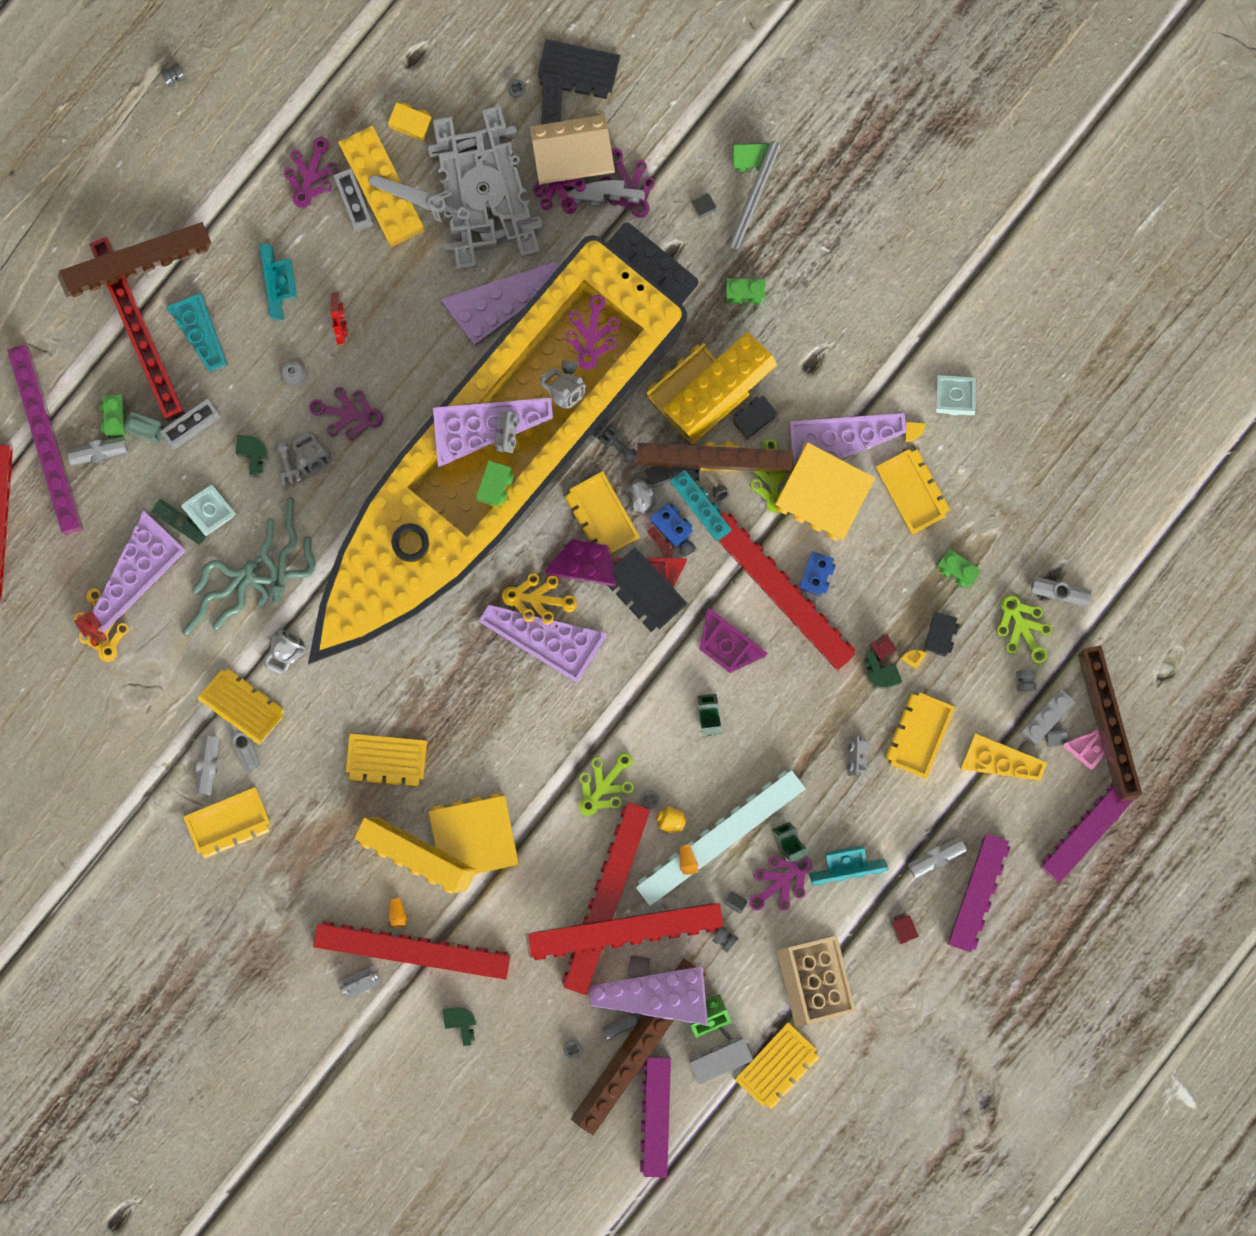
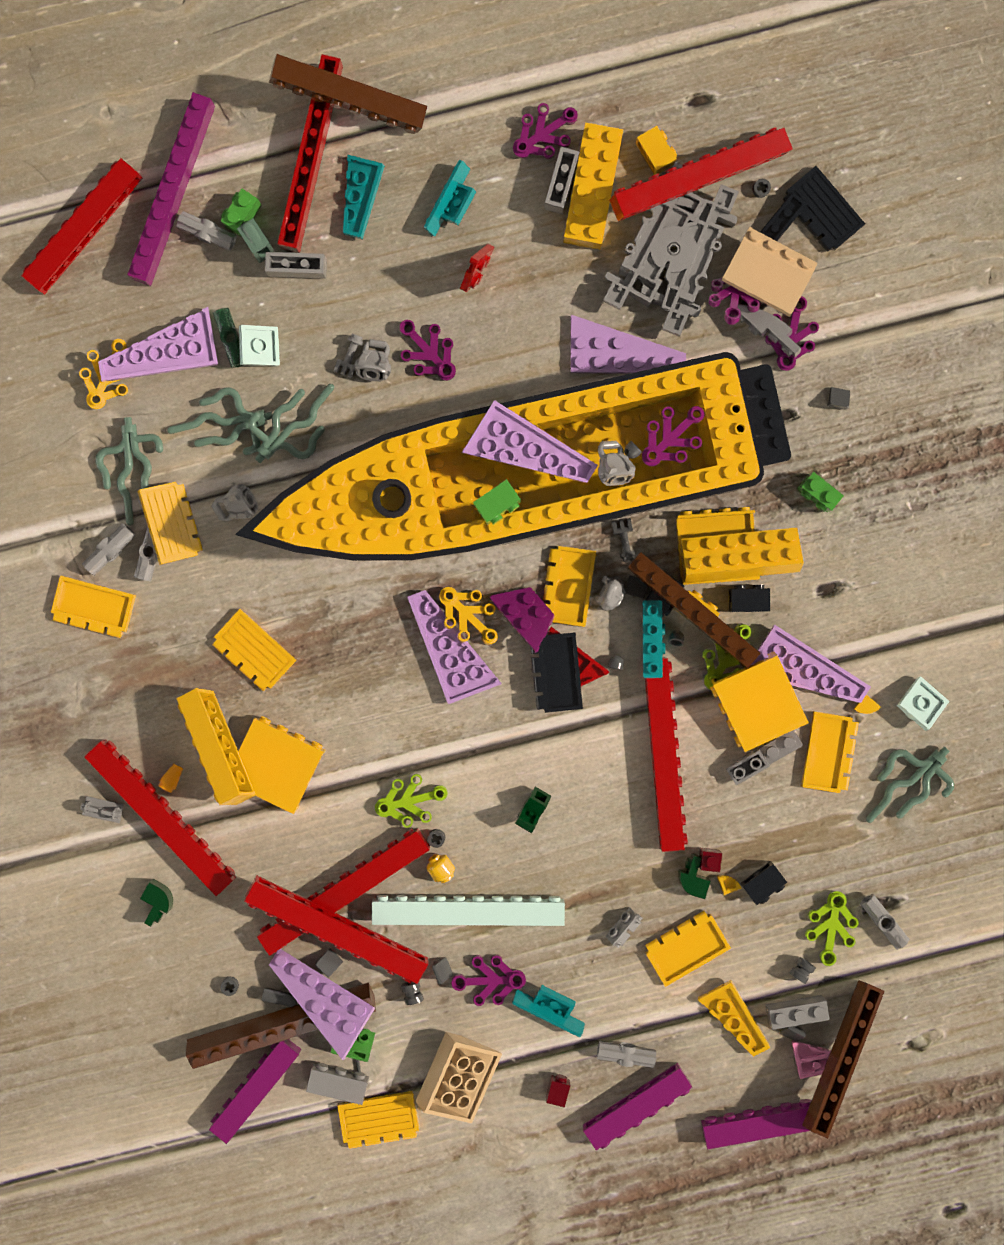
camera: 40 degrees right, 5 degrees up
(89, 626) = (93, 368): clear red plate -> none
(160, 668) = (129, 445): none -> sand green plant
(252, 448) = (332, 324): dark green brick -> none
(290, 377) = (404, 283): light grey cone -> none
(427, 200) = (622, 228): light grey sword -> none
(460, 114) = (700, 174): none -> red brick
(508, 423) = (546, 459): light grey hinge -> none
(664, 546) = (599, 649): clear red plate -> none
(671, 525) = (617, 636): blue brick -> none
(688, 862) = (428, 913): light orange cone -> none
(727, 644) = (589, 763): magenta wing -> none
(748, 155) = (909, 386): bright green brick -> none
(754, 195) = (887, 420): light grey axle -> none
(789, 843) = (518, 958): dark green brick -> none
(816, 574) = (703, 762): blue brick -> none
(862, 532) = (763, 756): none -> light grey slope
(958, 569) = (818, 843): bright green brick -> none
(1000, 441) = (928, 766): none -> sand green plant

